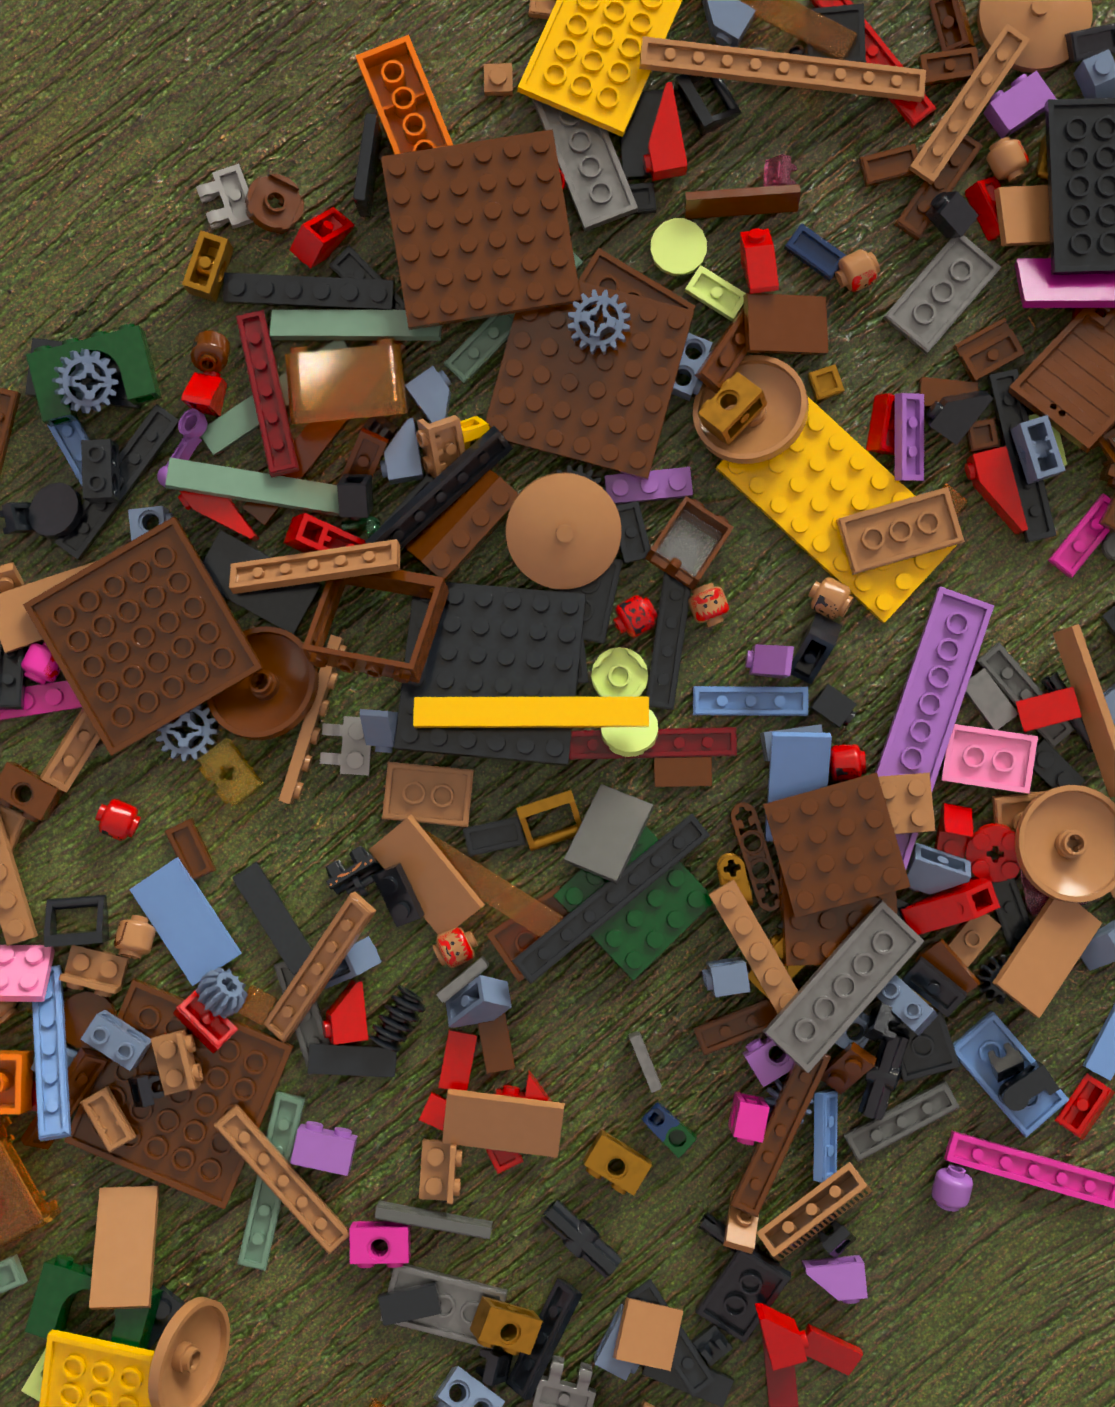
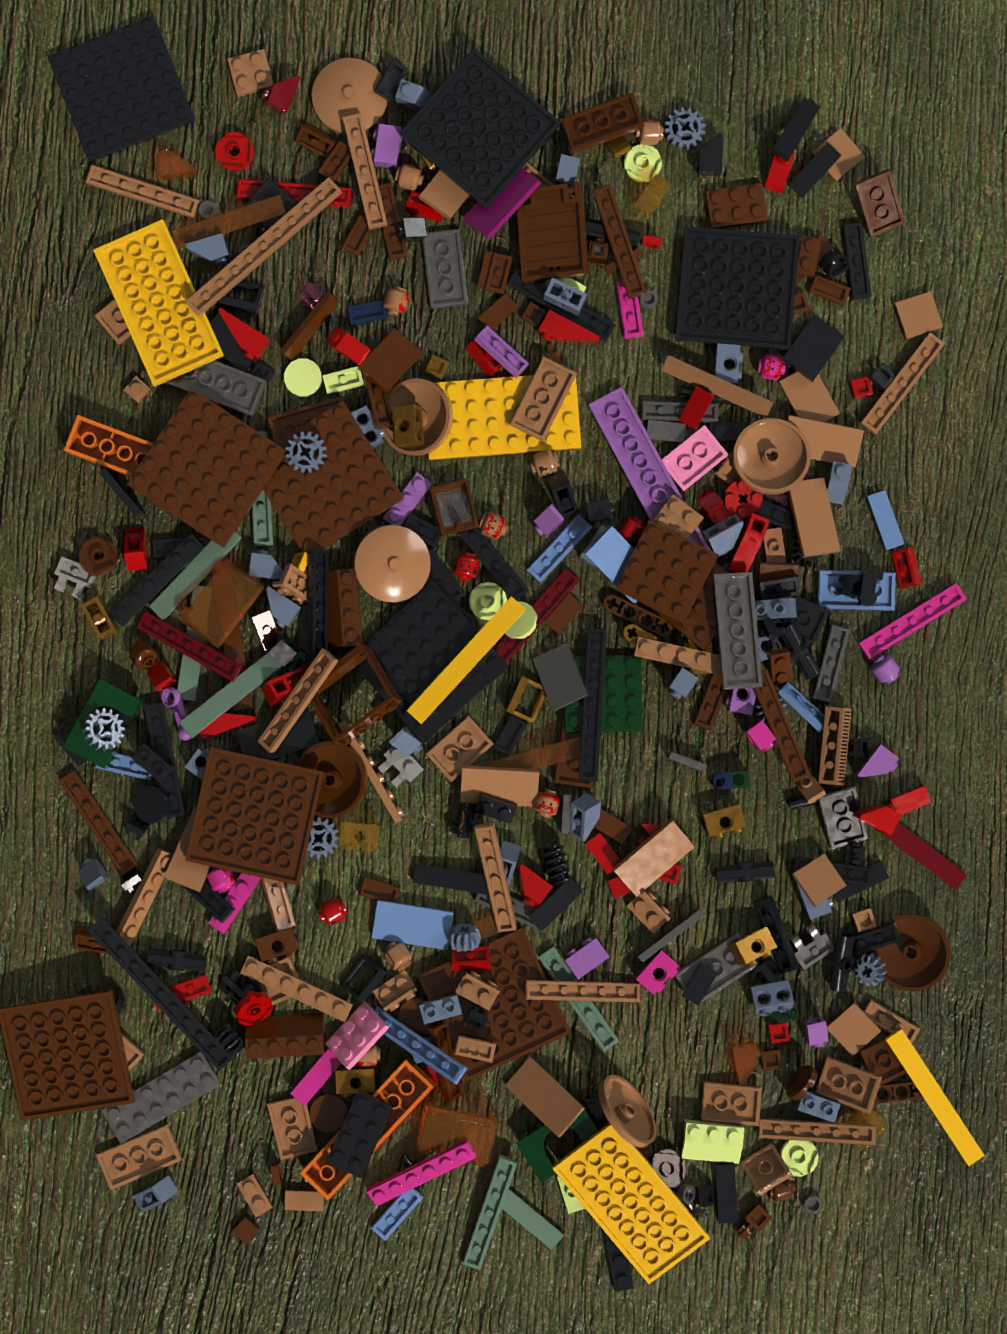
camera: 45 degrees left, 0 degrees up
(957, 413) = (511, 318): black slope -> none

